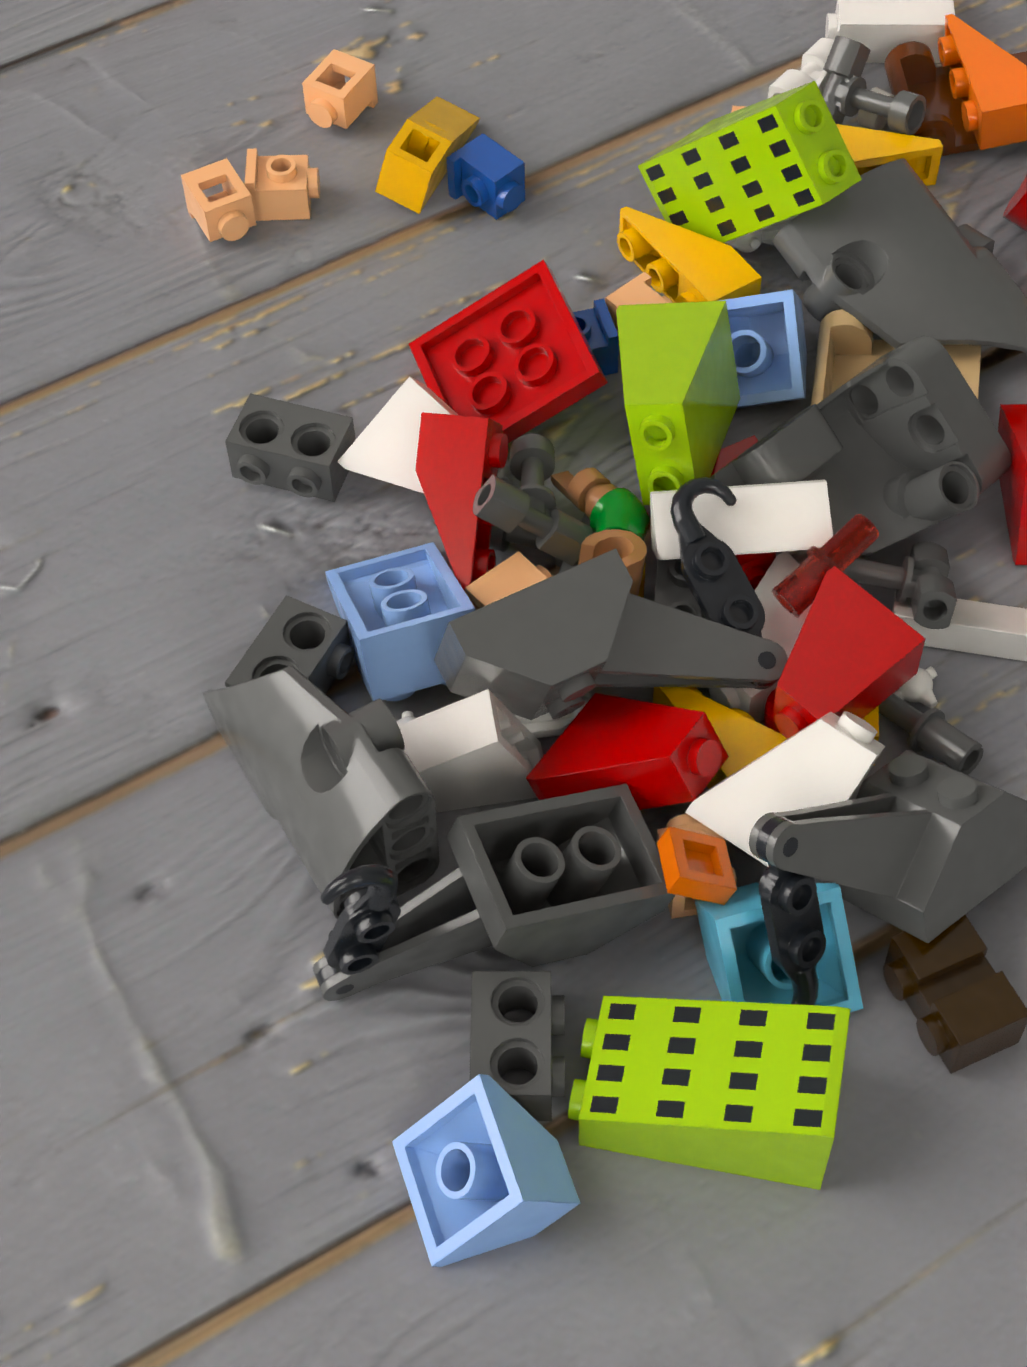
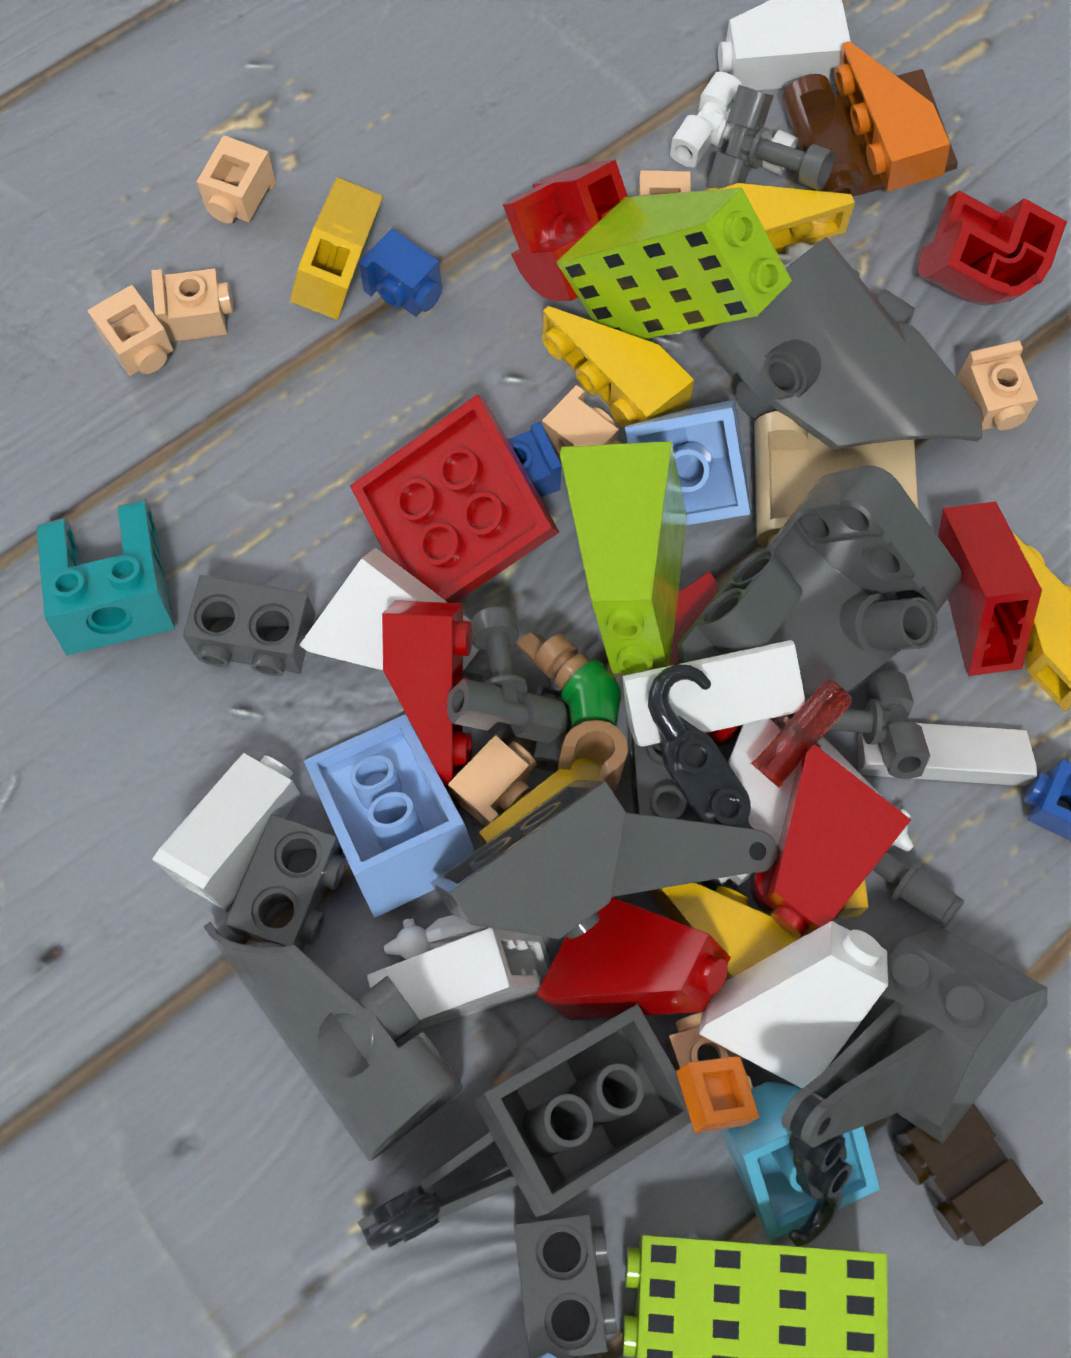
camera: 10 degrees left, 15 degrees up
(182, 392) = (107, 597): none -> teal brick
(229, 606) = (223, 831): none -> white slope
(640, 132) = (556, 218): none -> red brick

